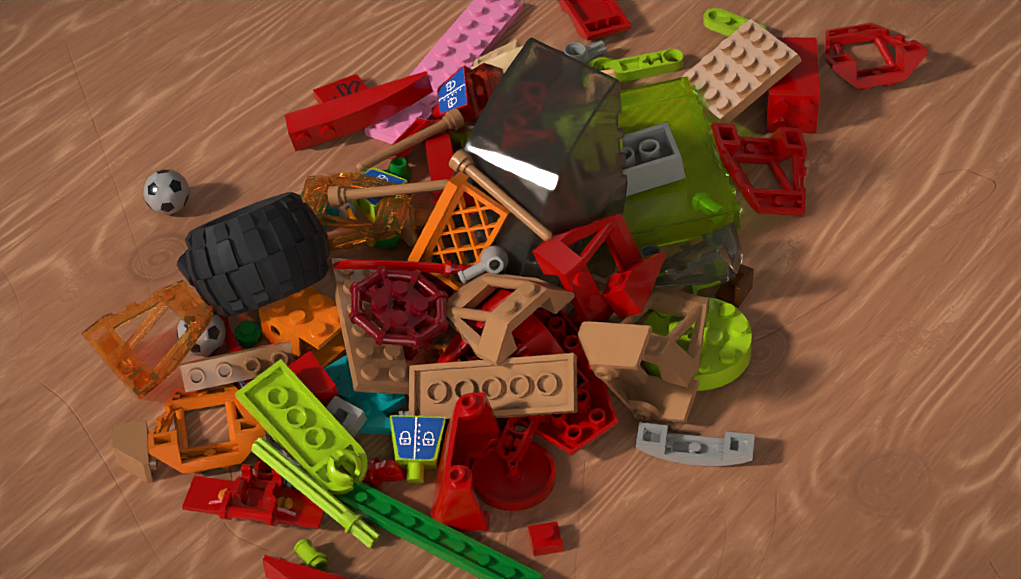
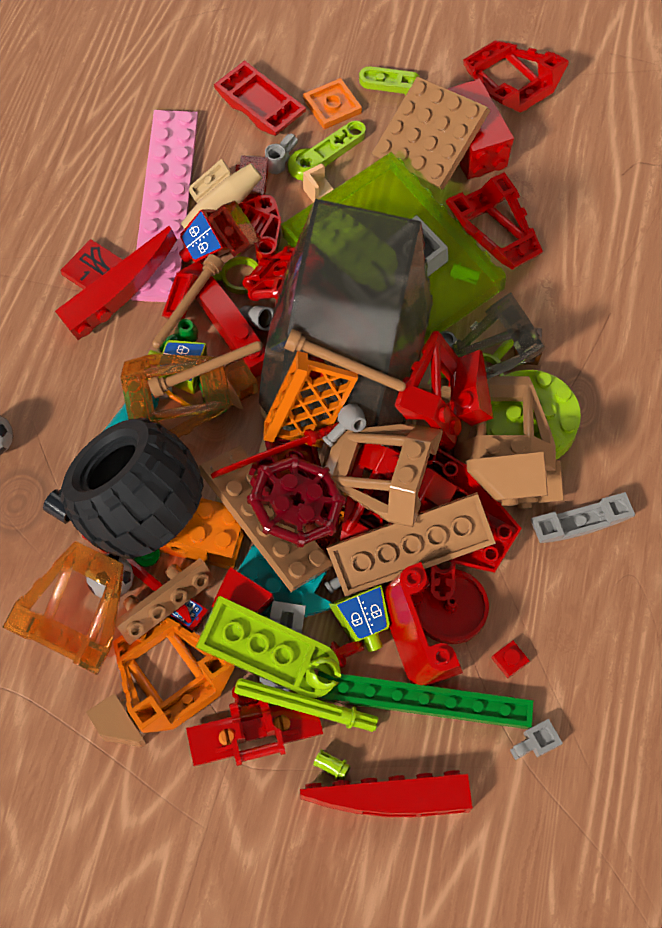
camera: 30 degrees left, 20 degrees up
(664, 31) = (332, 103): none -> orange tile

